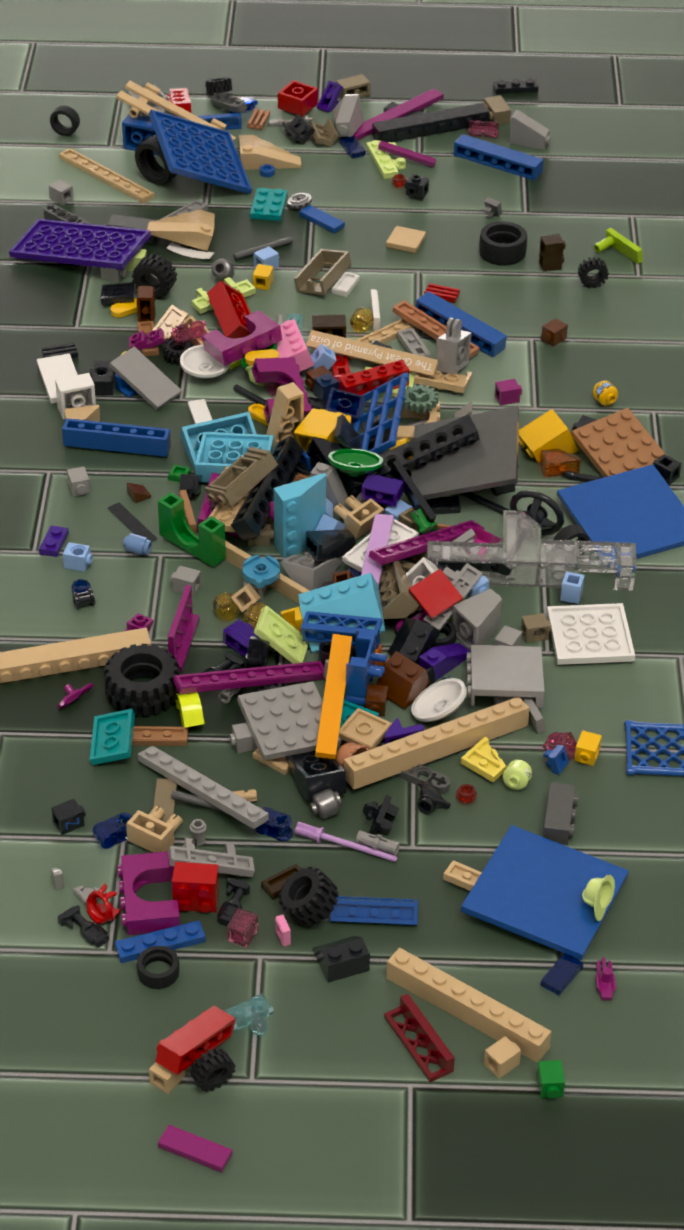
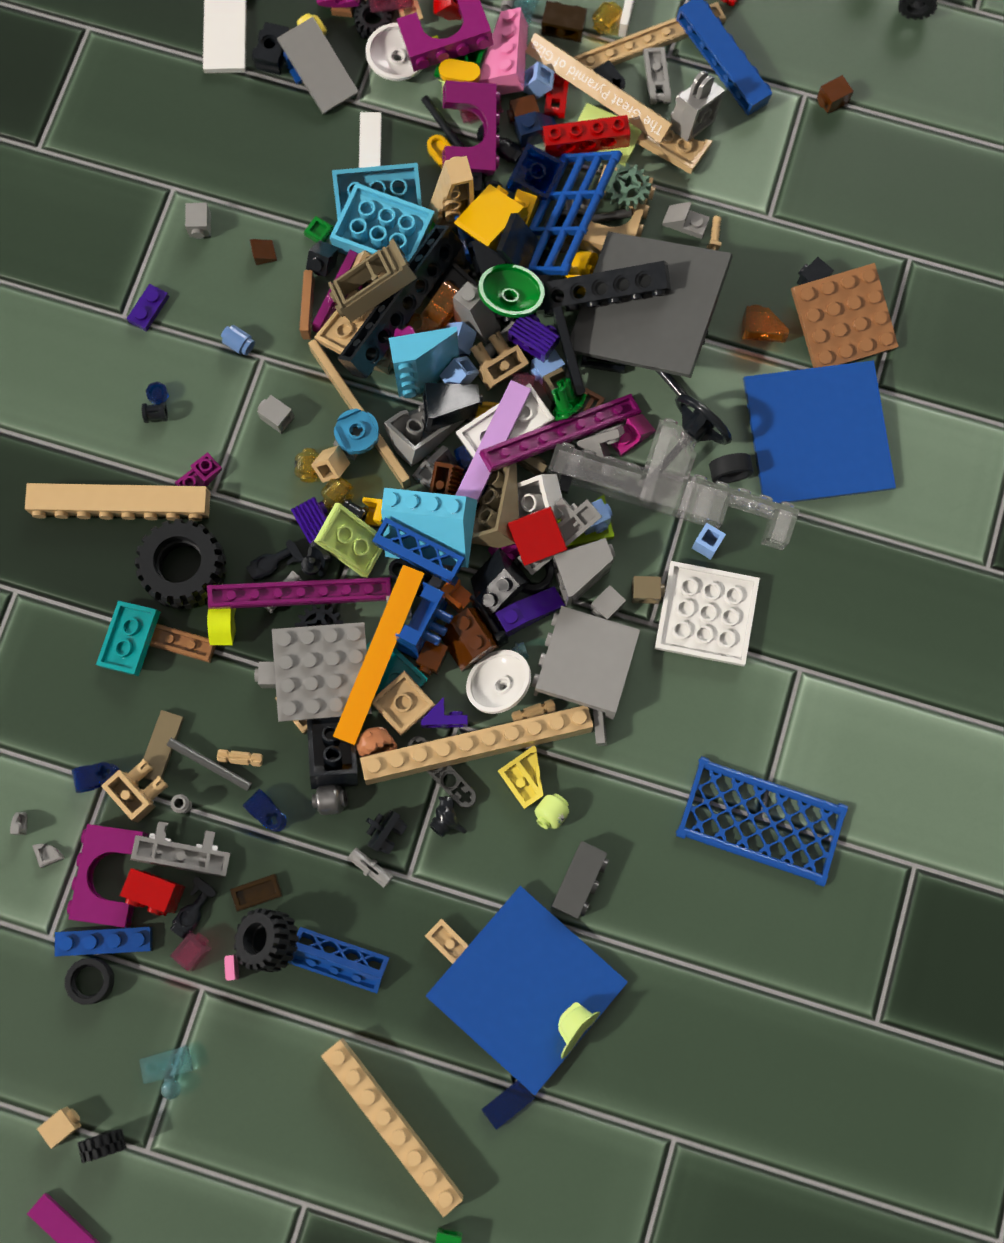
camera: 15 degrees right, 35 degrees up
(68, 816) = (52, 742): black brick -> none
(73, 694) = (105, 558): magenta piece -> none
(75, 392) = (227, 78): white brick -> none
(77, 557) = (158, 338): light blue brick -> none
(89, 413) = (228, 114): tan slope -> none
(90, 931) = (36, 906): black piece -> none
(101, 912) = (55, 883): red piece -> none
(116, 437) = (258, 159): blue brick -> none
(130, 521) = (244, 298): black sticker -> none
(183, 628) = (244, 501): magenta fence -> none
(194, 1039) = (92, 1106): brick -> none
(203, 787) = (203, 742): light grey plate -> none
(210, 543) = (306, 359): green arch -> none
(318, 834) = (309, 837): lavender piece -> none
(343, 958) = (282, 1017): black slope -> none
(425, 322) = (684, 47): nougat plate -> none
(425, 1032) = (338, 1153): dark red fence -> none
(466, 793) = (488, 820): clear red plate -> none
(502, 1057) = (407, 1204): tan brick -> none
(507, 392) = (743, 187): magenta brick -> none
(545, 434) = (762, 281): yellow slope -> none
(556, 759) = (602, 798): blue tile -> none
(565, 739) = (616, 775): clear pink bracket -> none
(582, 477) = (773, 346): black piece -> none
(588, 748) = (643, 792): yellow brick -> none
(605, 393) = (859, 219): yellow head -> none
(606, 981) = (550, 1125): magenta piece -> none
(668, 468) = (893, 363): black brick -> none

